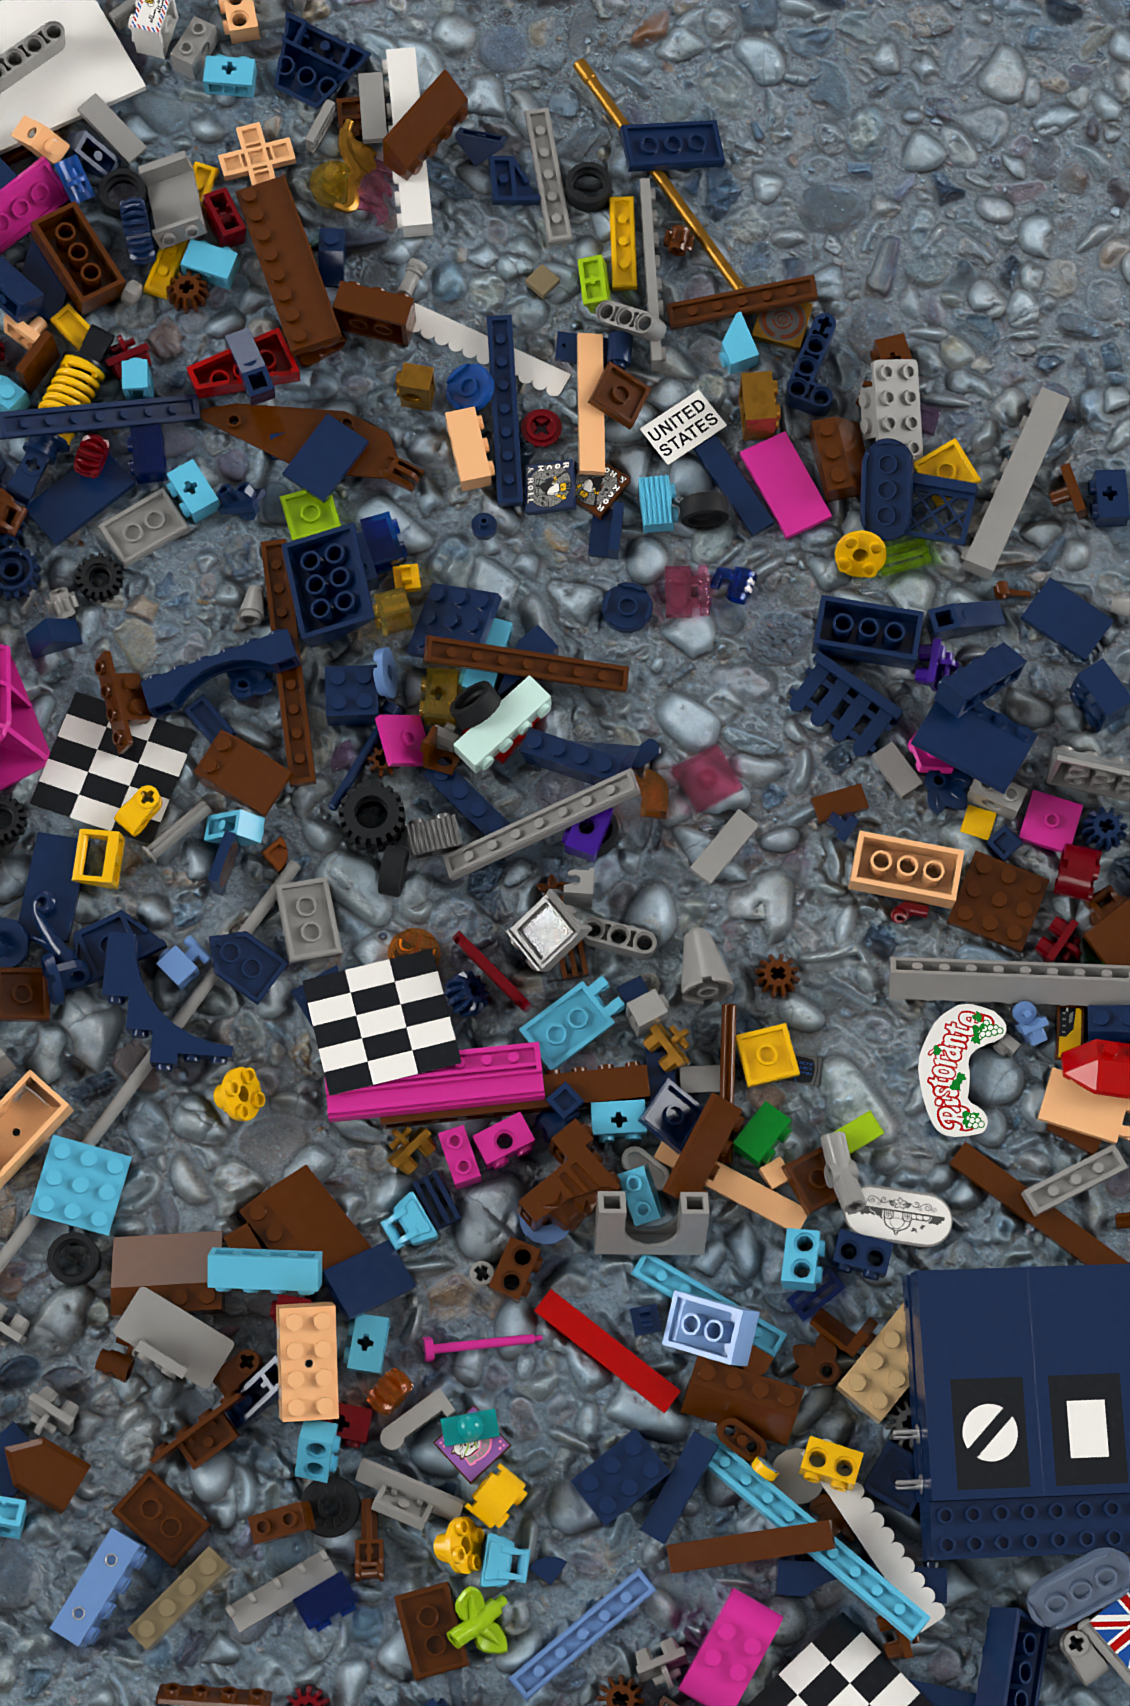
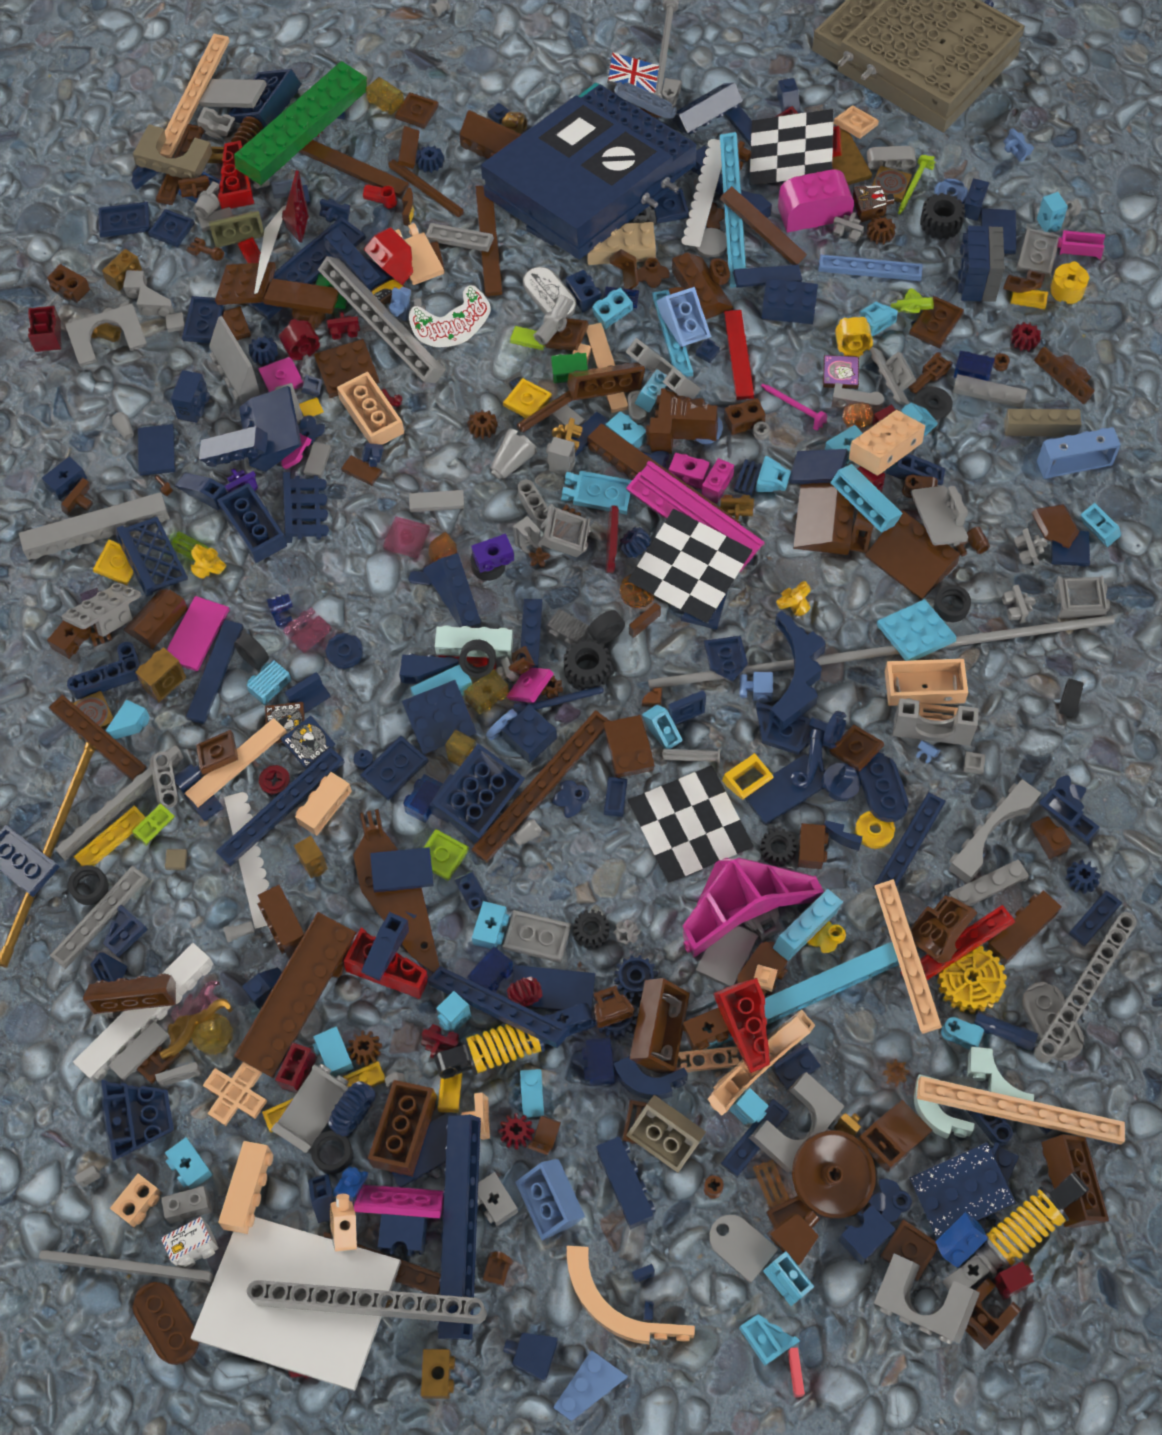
camera: 130 degrees left, 10 degrees down
(37, 362) = (494, 1084): reddish brown tile -> none
(53, 636) = (651, 921): dark blue slope -> none
(112, 129) = (291, 1201): light grey tile -> none
(123, 701) = (650, 847): reddish brown bracket -> none
(136, 812) = (701, 781): yellow piece -> none
(160, 101) = (245, 1187): none -> light nougat brick
(161, 1518) = (1018, 465): reddish brown tile -> none
(171, 689) = (618, 826): dark blue arch -> none
(206, 1437) = (965, 473): reddish brown bracket -> none
(281, 1522) = (964, 408): reddish brown brick -> none
(308, 920) = (672, 650): light grey tile -> none
(312, 1651) = (1004, 365): none -> reddish brown bush
(369, 918) = (644, 620): none -> reddish brown tile
(407, 577) = (433, 769): yellow tile -> none
(446, 547) = (394, 768): none -> dark blue tile
(460, 1545) = (891, 335): yellow plate -> none
(469, 387) = (283, 834): blue tile -> none
(470, 1427) = (835, 372): teal tile -> none
(525, 663) = (430, 658): reddish brown tile -> none
(541, 824) = (511, 572): light grey tile -> none
(548, 1568) = (858, 300): dark blue tile -> none
(564, 1101) = (643, 452): dark blue tile -> none
(632, 989) = (554, 479): dark blue tile -> none
(671, 1115) = (600, 409): dark blue tile -> none
(678, 240) = (84, 804): reddish brown gear -> none
(683, 427) = (207, 707): white sticker -> none
(764, 1469) = (723, 250): yellow tile -> none
(832, 1456) = (695, 230): yellow brick -> none
(887, 489) = (156, 573): dark blue tile -> none

